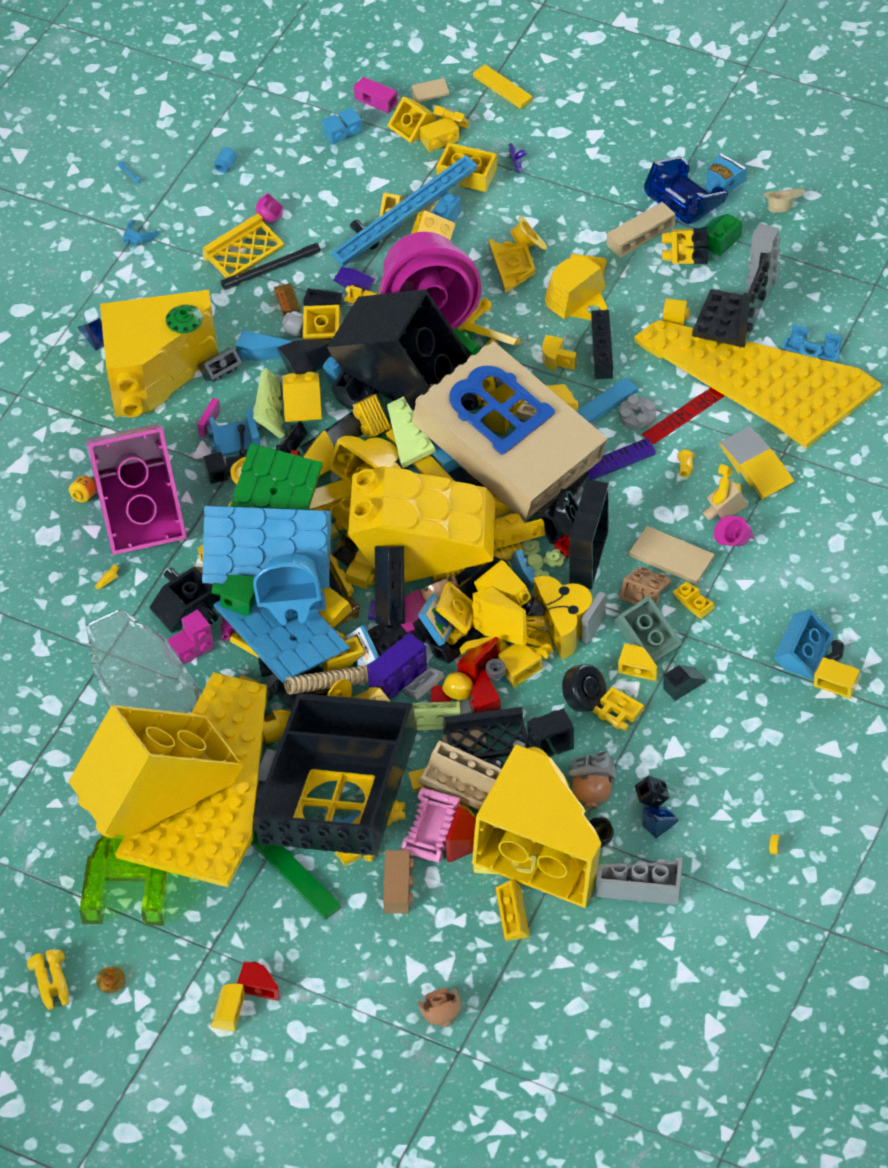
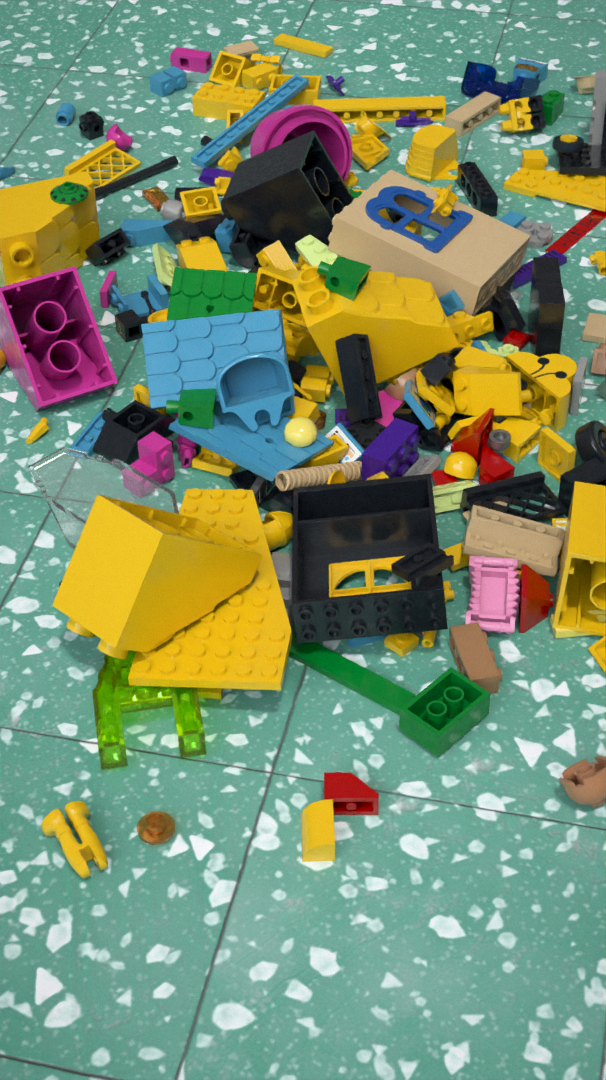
camera: 15 degrees left, 10 degrees down
(147, 595) = (88, 437): none -> dark azure tile
(246, 183) = (91, 125): none -> black brick
(320, 636) = (300, 432): none -> light yellow hair
(354, 925) = (444, 711): none -> green brick
(361, 802) = (422, 564): none -> black plate
(372, 262) = (230, 160): none -> yellow bracket
(392, 170) = (215, 100): none -> yellow brick
(392, 489) = (345, 276): none -> green torso
(462, 588) = (440, 369): none -> black slope
(507, 504) = (451, 302): none -> dark azure tile
(529, 394) = (444, 201): none -> yellow hinge
(542, 695) = (555, 453): none -> yellow plate
(546, 207) = (385, 108): none -> yellow brick
(576, 226) = (412, 120): none -> dark purple piece
(712, 300) = (568, 143): none -> black wheel

